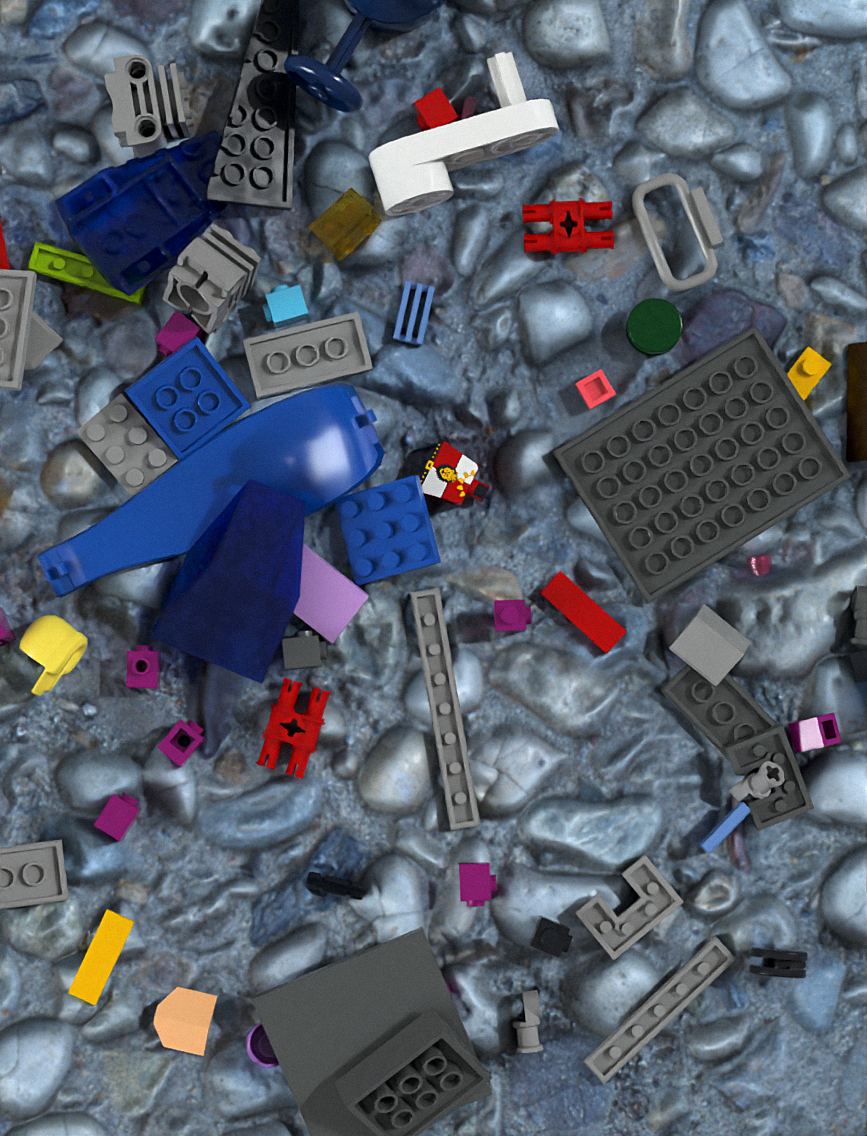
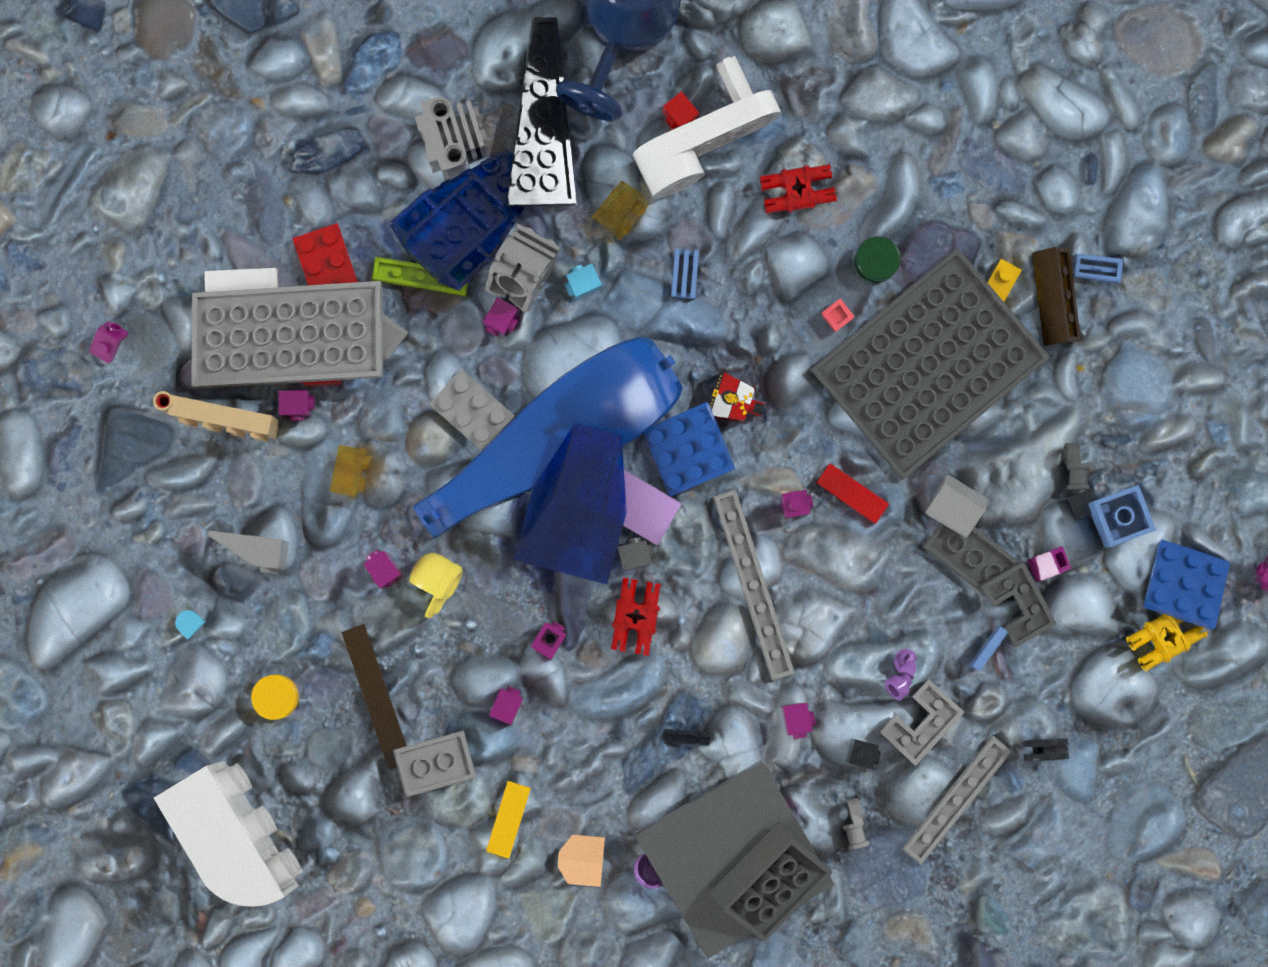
camera: 15 degrees left, 0 degrees up
(143, 668) = (510, 585): magenta brick -> none
(188, 398) = (515, 365): blue plate -> none
(307, 355) = (605, 318): light grey plate -> none
(469, 108) = (706, 105): clear pink tile -> none
(619, 834) = (906, 666): none -> medium lavender arm
(701, 221) = (903, 170): light grey bar -> none
(759, 564) = (987, 436): clear pink plate -> none
(759, 783) = (1011, 610): light grey connector -> none

